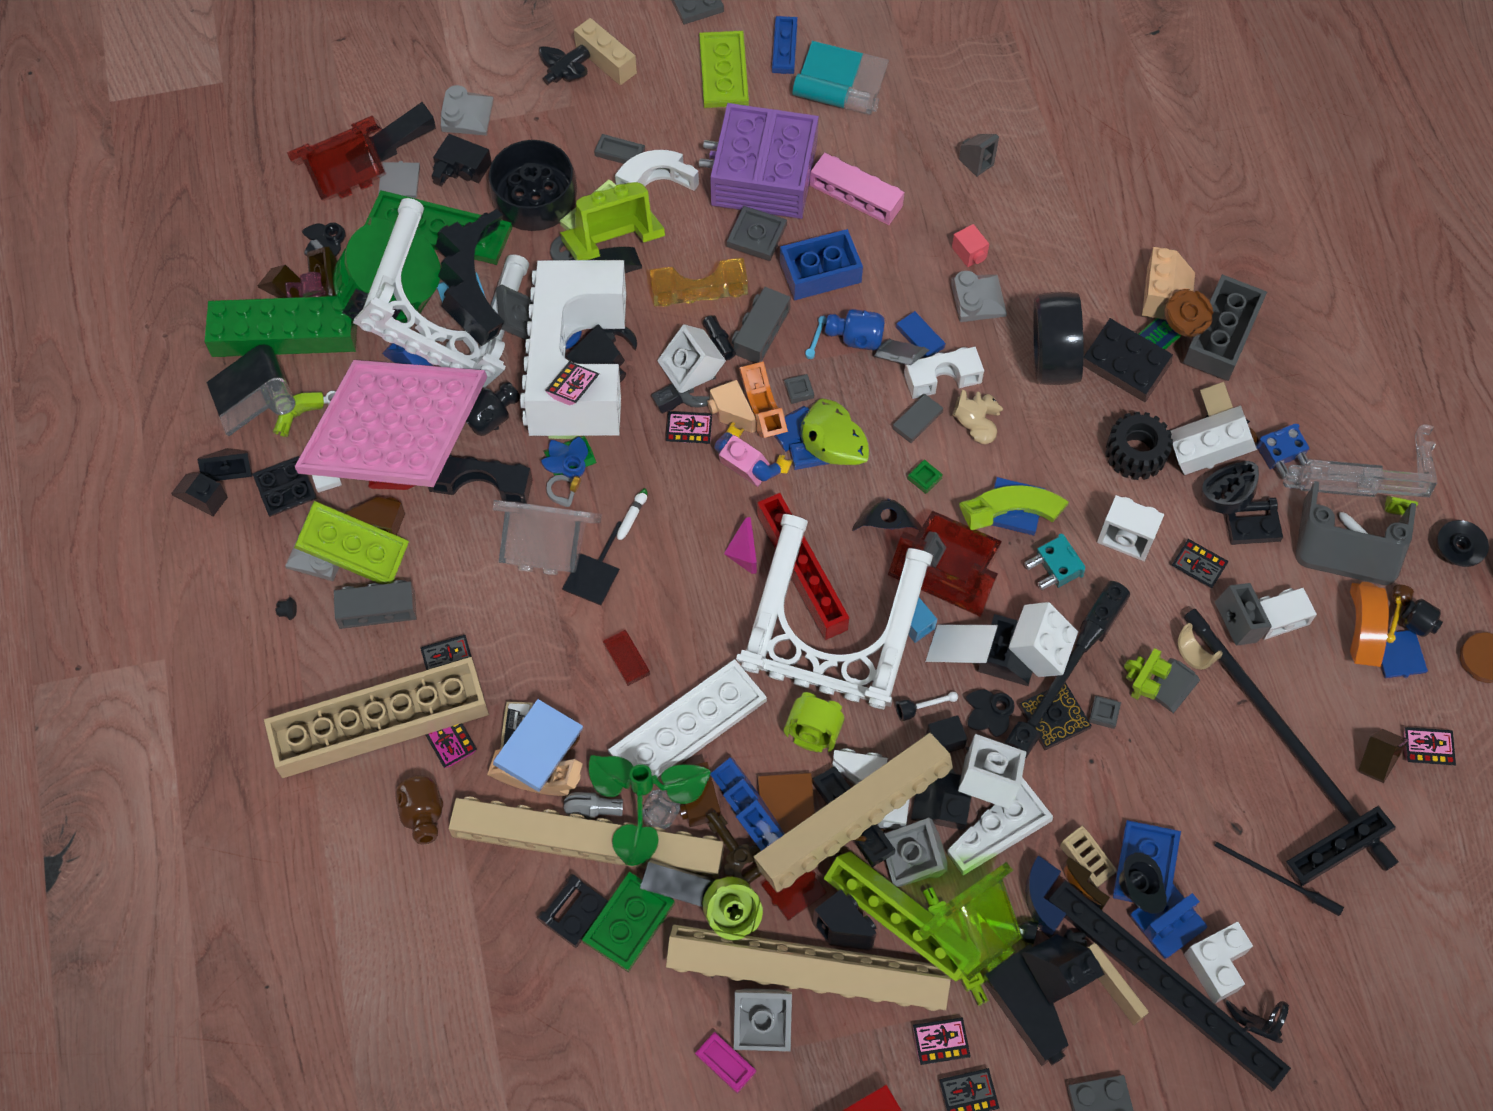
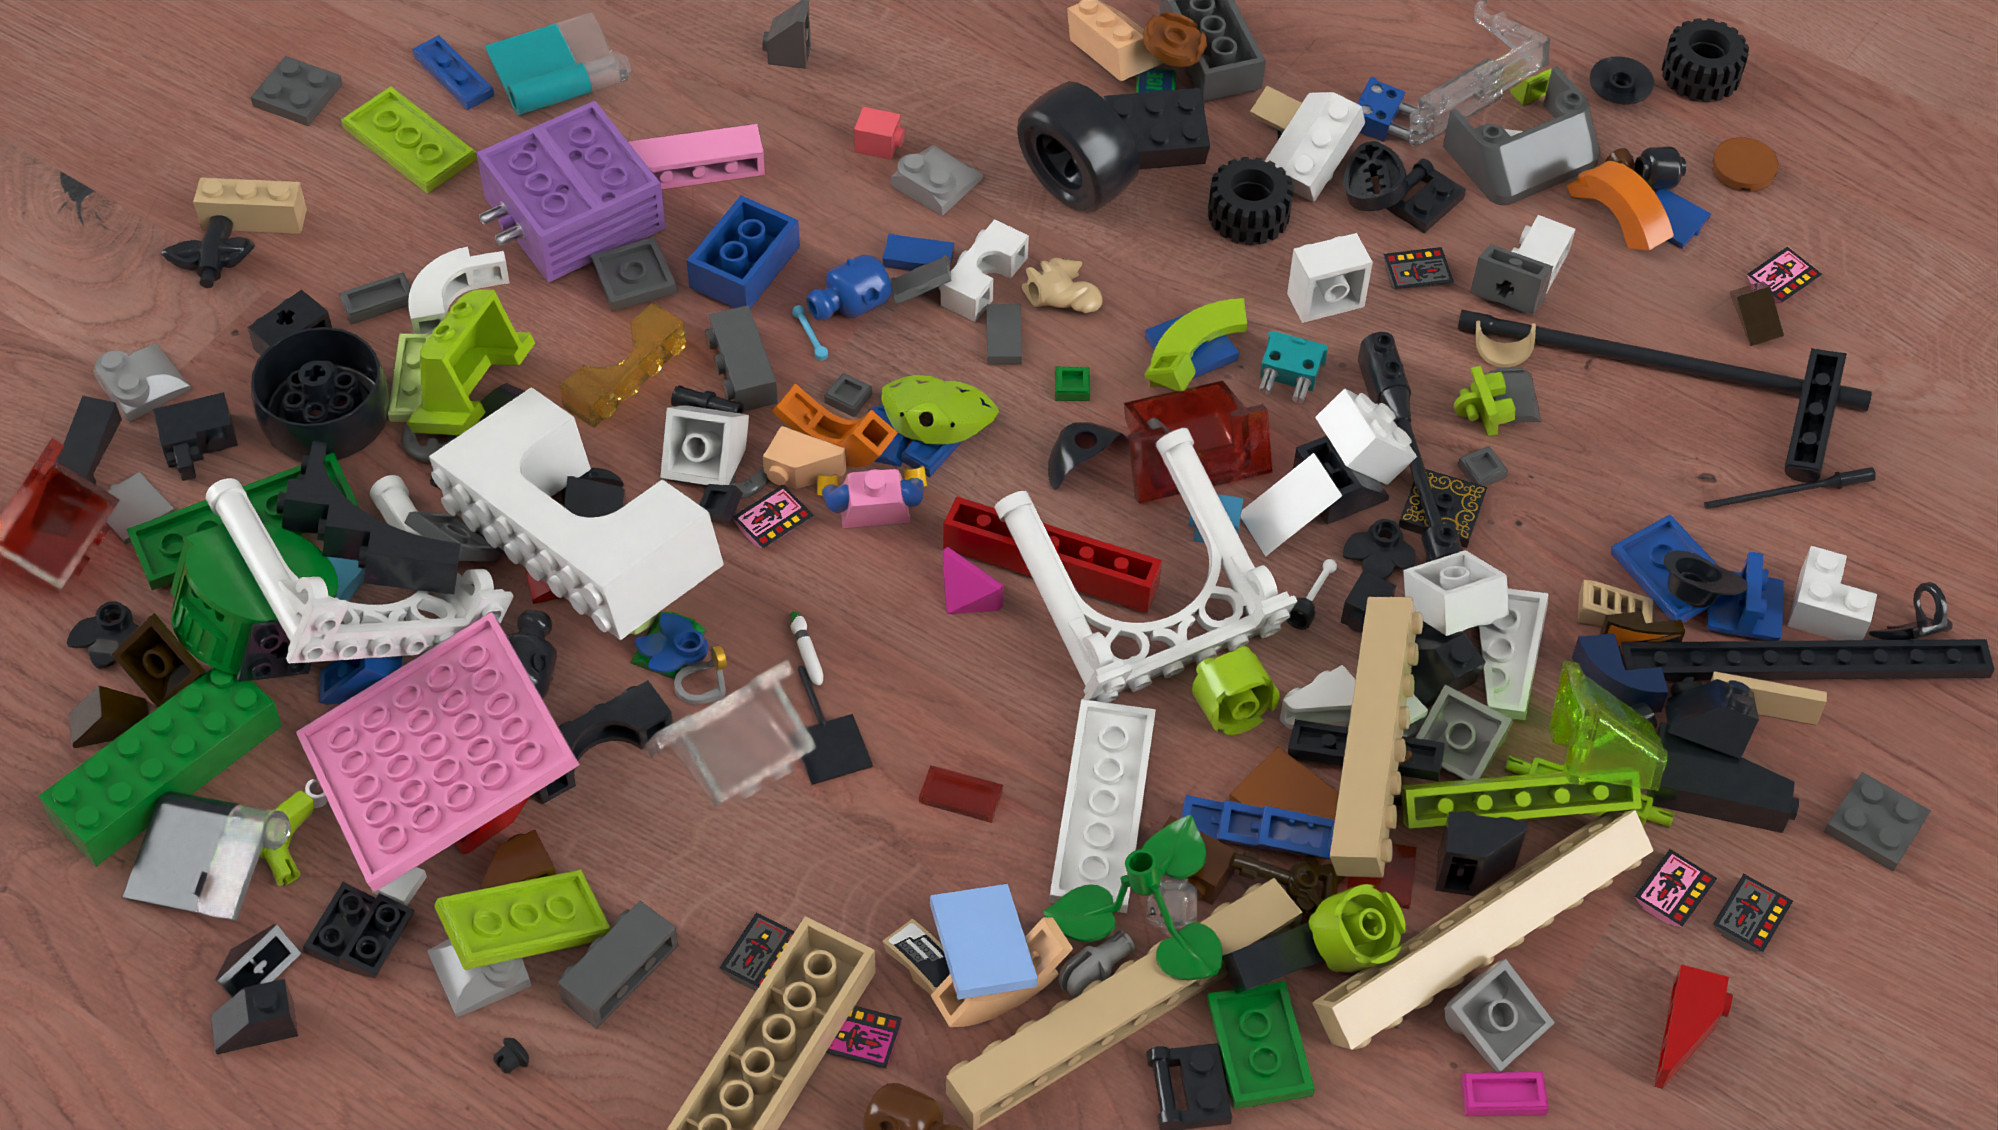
camera: 45 degrees left, 10 degrees down
(309, 286) = (162, 683): clear pink leg -> none
(562, 133) = (290, 316): none -> black brick
(571, 383) = (639, 531): piece -> none

